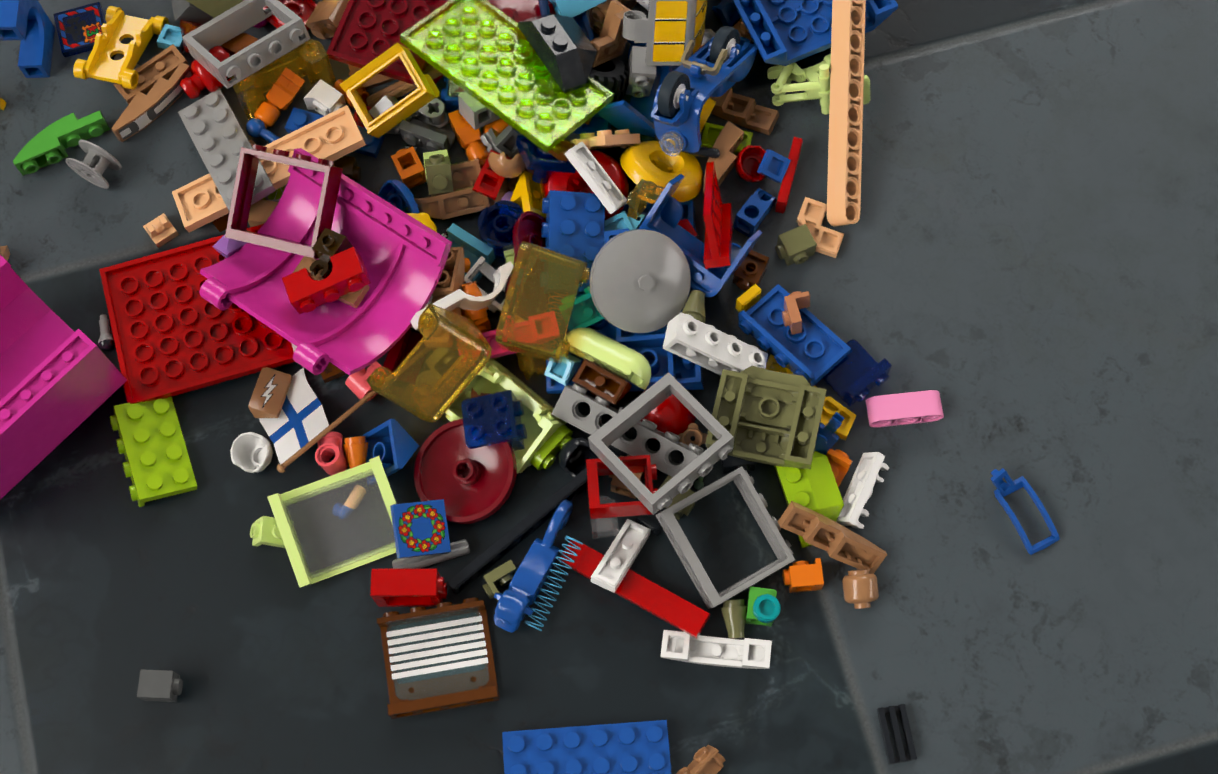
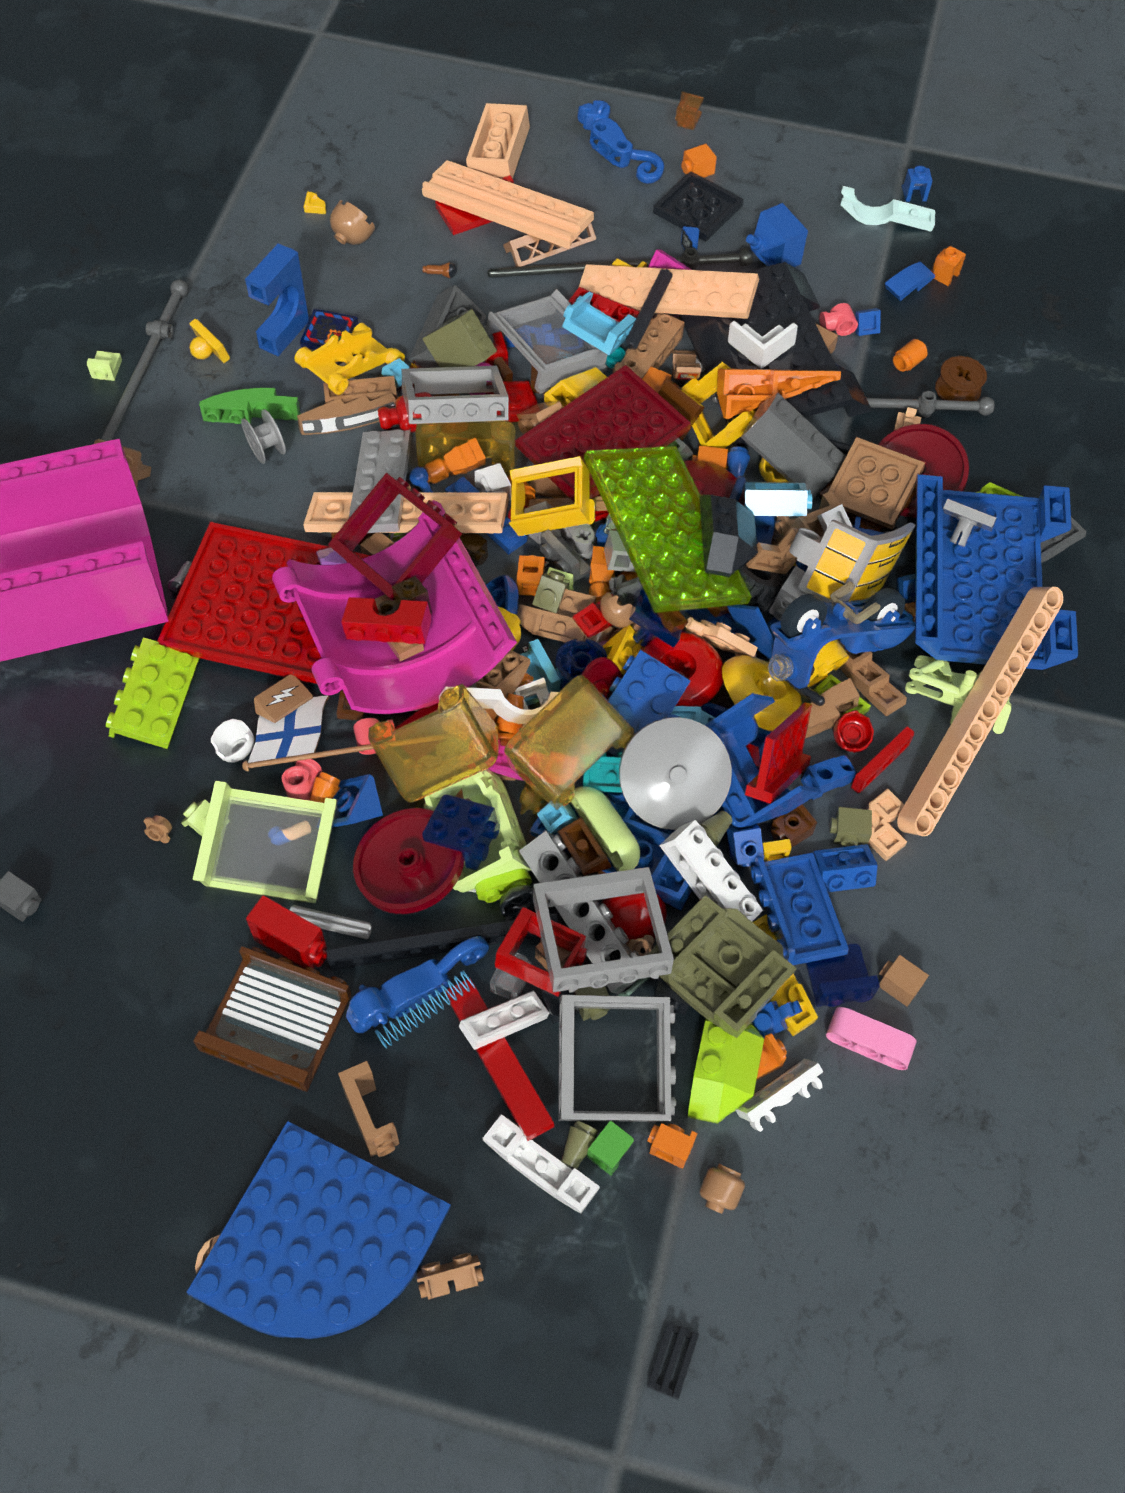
camera: 25 degrees right, 10 degrees down
(161, 230) = (284, 519): light nougat tile -> none
(238, 561) = (158, 828): none -> medium nougat plate
(420, 528) = (333, 887): tile -> none
(499, 576) = (377, 973): olive bracket -> none
(538, 678) = (356, 1083): none -> medium nougat panel
(596, 177) = (690, 661): white tile -> none
(644, 192) = (721, 700): clear yellow bracket -> none
(723, 307) = (745, 844): none -> blue brick
(766, 608) = (612, 1150): teal tile -> none
(773, 166) = (871, 741): blue tile -> none
(792, 304) = (815, 875): nougat bracket -> none
(813, 276) = (847, 867): none -> blue bracket
(832, 537) = (722, 1121): medium nougat slope -> none
(902, 349) = (902, 979): none -> medium nougat brick
(1004, 489) = (931, 1176): blue sword -> none

